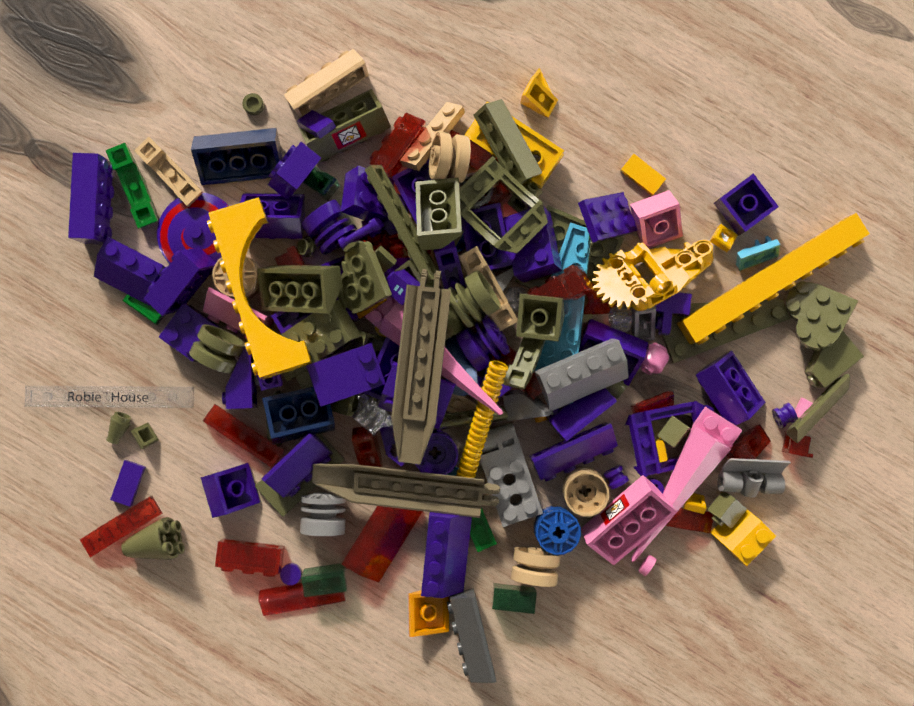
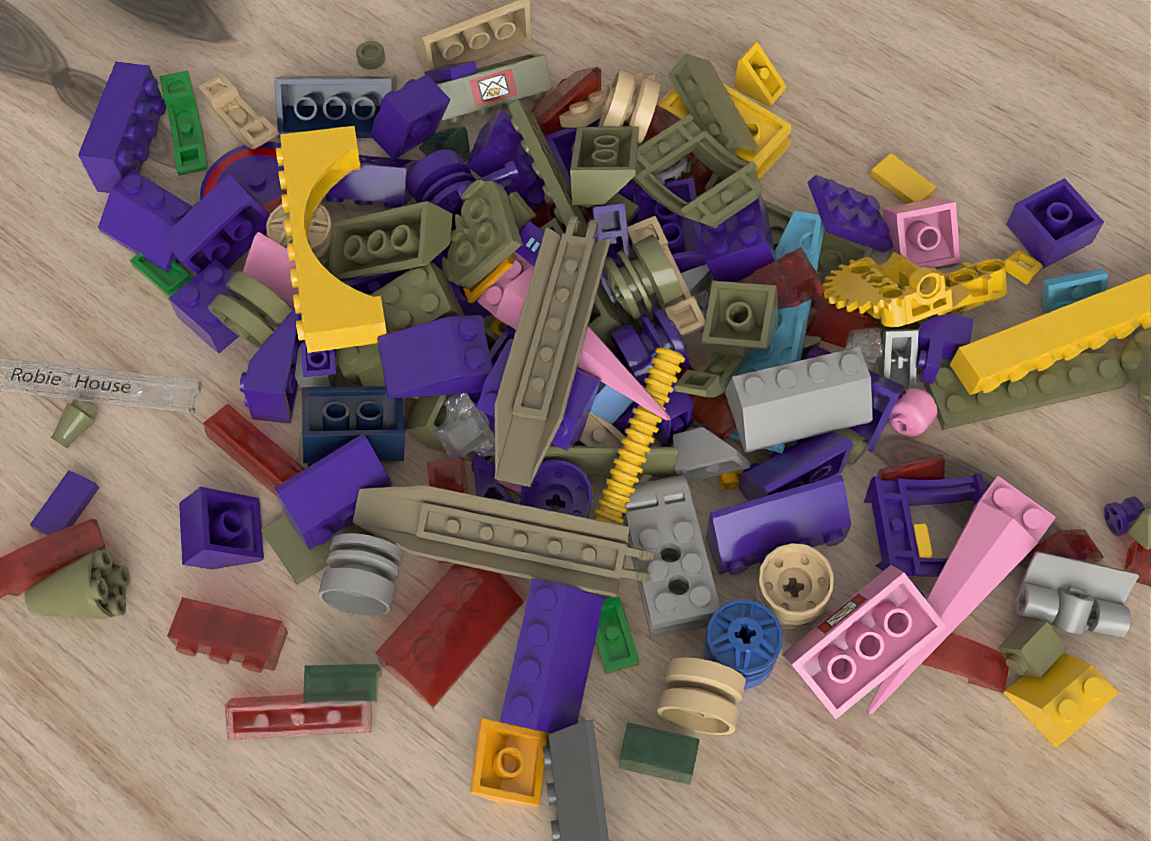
camera: 10 degrees right, 25 degrees down
(144, 435) = (109, 441): olive slope -> none
(291, 574) = (288, 674): dark purple tile -> none
(616, 477) = (847, 579): dark purple wheel -> none
(647, 565) = (893, 727): bright pink tile -> none
(674, 432) = (943, 514): olive panel -> none
(695, 503) = (977, 632): yellow tile -> none
(730, 389) = (1034, 465): dark purple slope -> none

